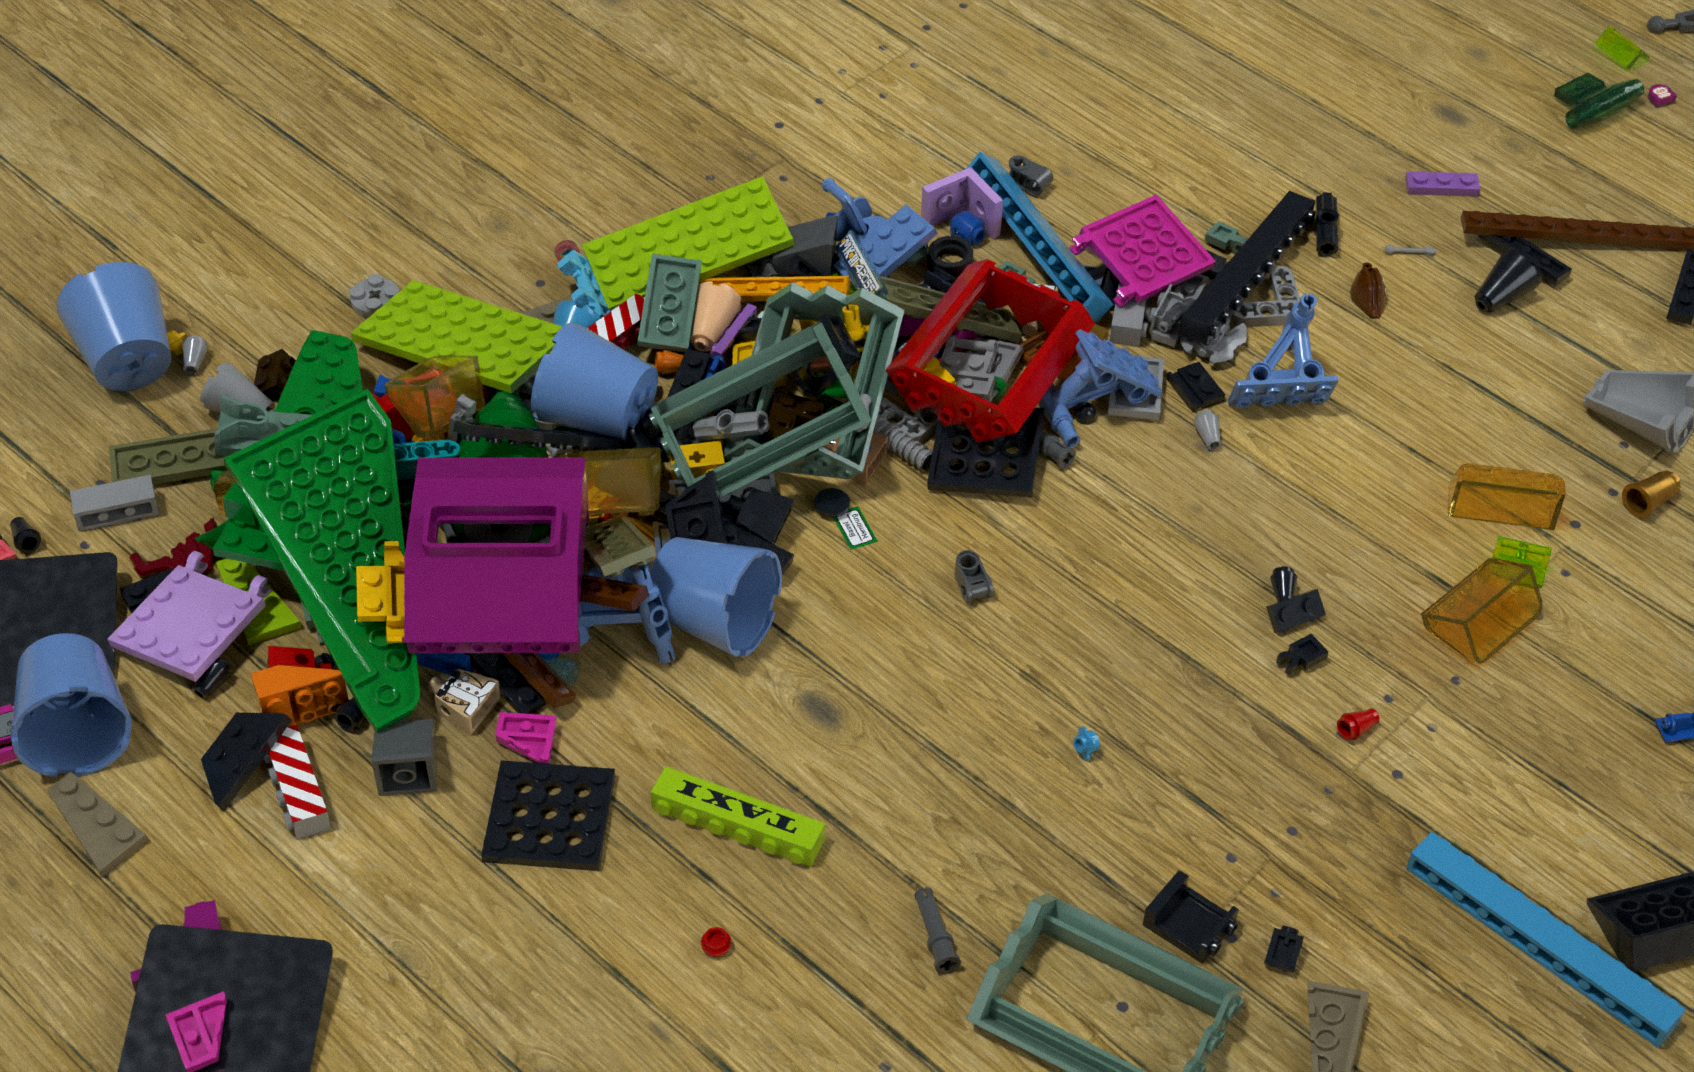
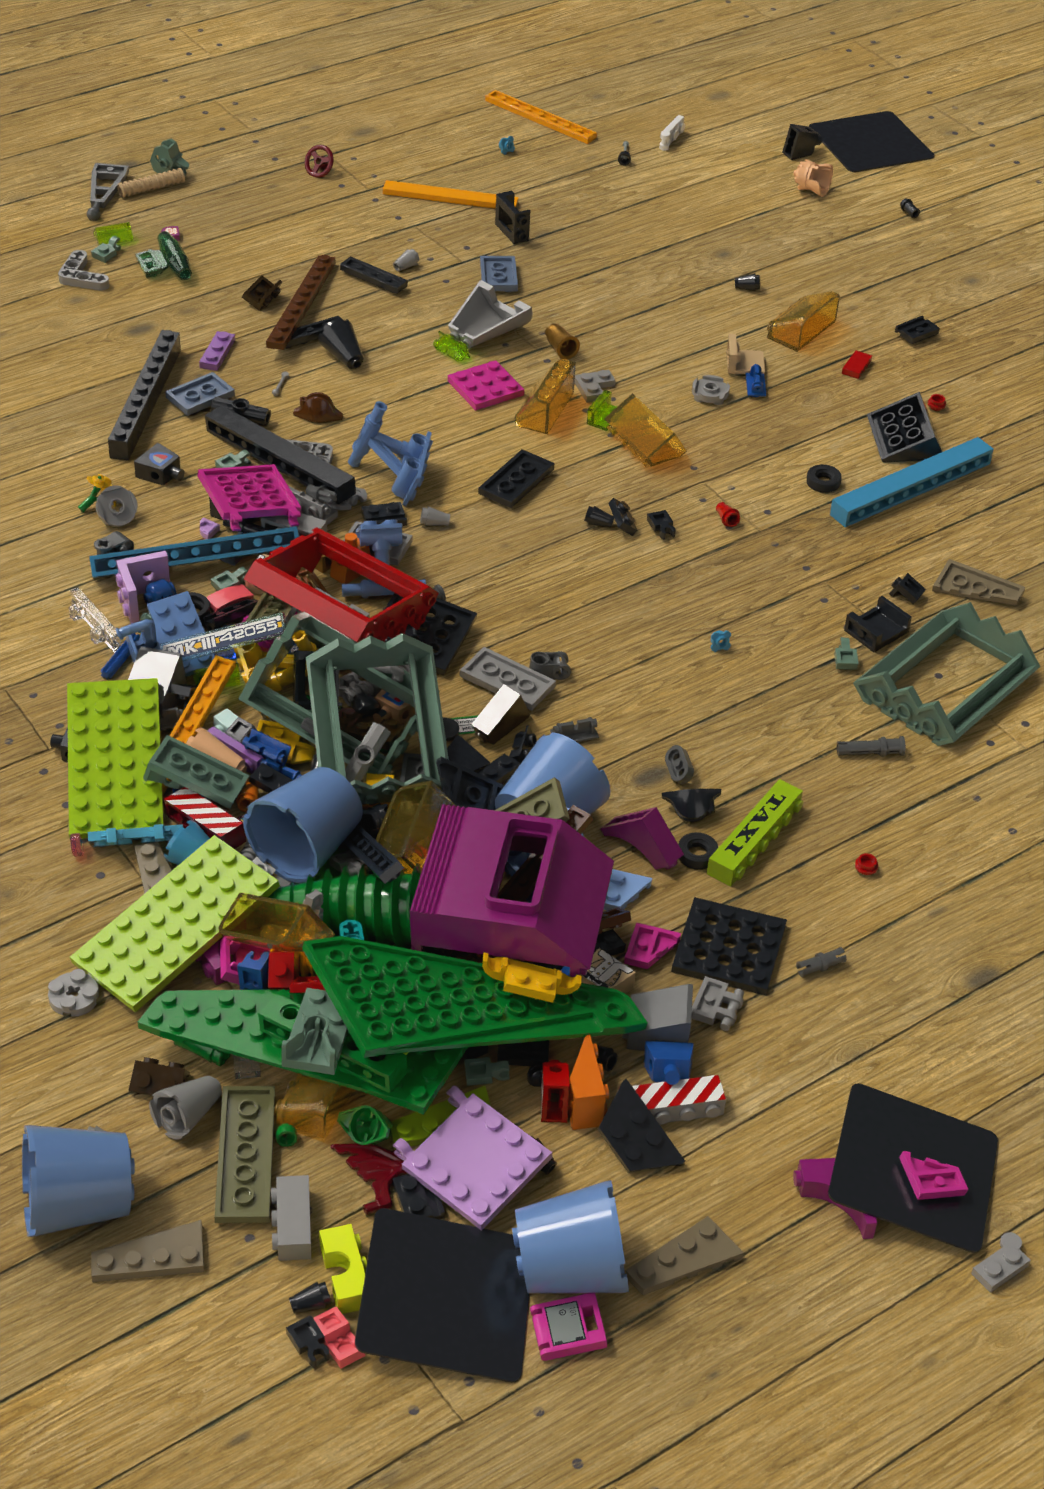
camera: 80 degrees left, 5 degrees down
(71, 420) = (158, 1254): none -> dark tan wing
(79, 539) = (341, 1249): none -> neon yellow arch
(343, 769) = (668, 1061): none -> blue torso
(451, 801) = (709, 1000): none -> light grey plate
(536, 906) = (821, 962): none -> dark grey pin
(615, 700) = (624, 888): none -> light blue wing
(684, 703) = (648, 834): none -> magenta arch
(702, 751) = (697, 839): none -> black tyre
(735, 345) = (267, 747): none -> blue hinge
(766, 745) = (692, 804): none -> black hat
(819, 578) = (523, 744): none -> black hinge
(844, 724) = (679, 764): none -> dark grey plate
(861, 543) = (500, 716): none -> slope
(863, 620) = (582, 731): none -> dark grey hinge
(888, 201) = (102, 629): none -> clear hinge
(935, 543) = (495, 670): none -> light grey plate
(1104, 163) = (121, 496): none -> light grey plate
(1108, 887) = (845, 656): none -> sand green plate
(1114, 136) = (100, 483): none -> plant
(1190, 180) = (158, 465): none -> black torso
(1314, 140) = (144, 395): none -> black brick
(1326, 494) = (516, 478): none -> black plate
(1349, 185) = (199, 393): none -> sand blue plate
(1505, 815) = (824, 471): none -> black tyre
(1515, 435) = (485, 385): none -> dark pink plate
(1548, 35) = (72, 273): none -> light grey beam
(1574, 388) = (456, 349): none -> clear neon green hinge
(1580, 193) = (261, 292): none -> dark brown bracket
(1582, 540) = (591, 384): none -> light grey plate
(1585, 51) = (106, 251): none -> sand green plate
(1635, 685) = (710, 389): none -> light grey plate

